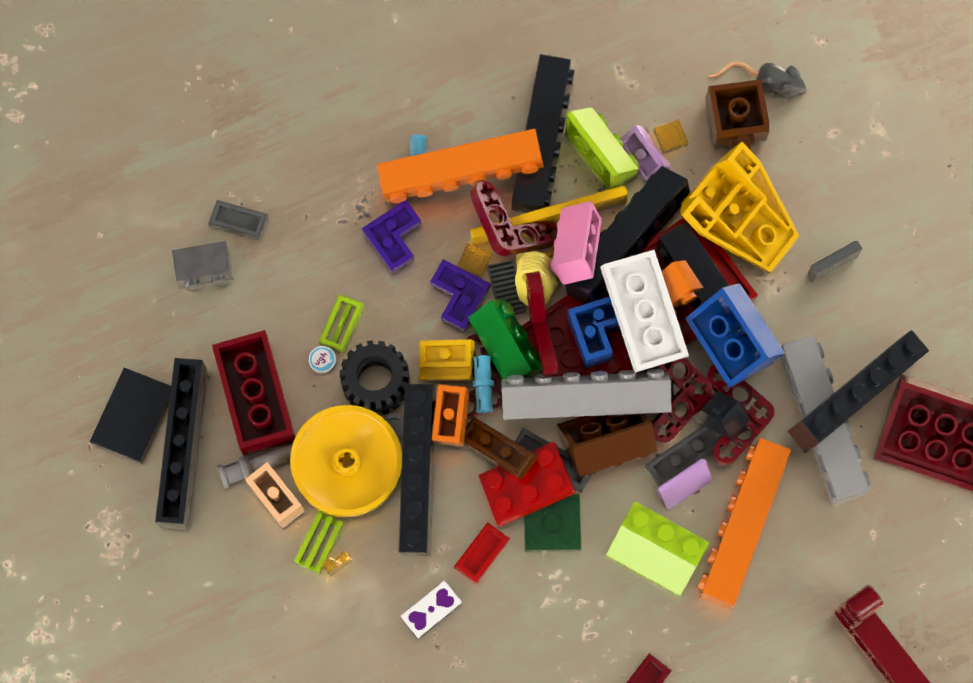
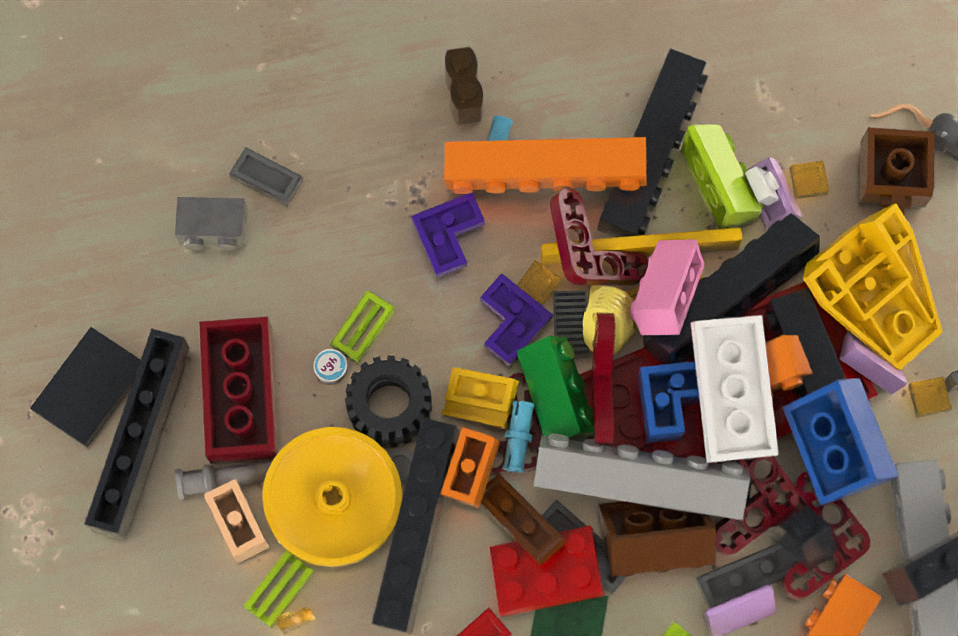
camera: 10 degrees right, 0 degrees up
(381, 116) = (464, 86): none -> dark brown brick
(635, 148) = (763, 185): none -> white plate
(747, 272) = (871, 365): none -> lavender slope
(799, 288) = (929, 397): none -> clear yellow tile

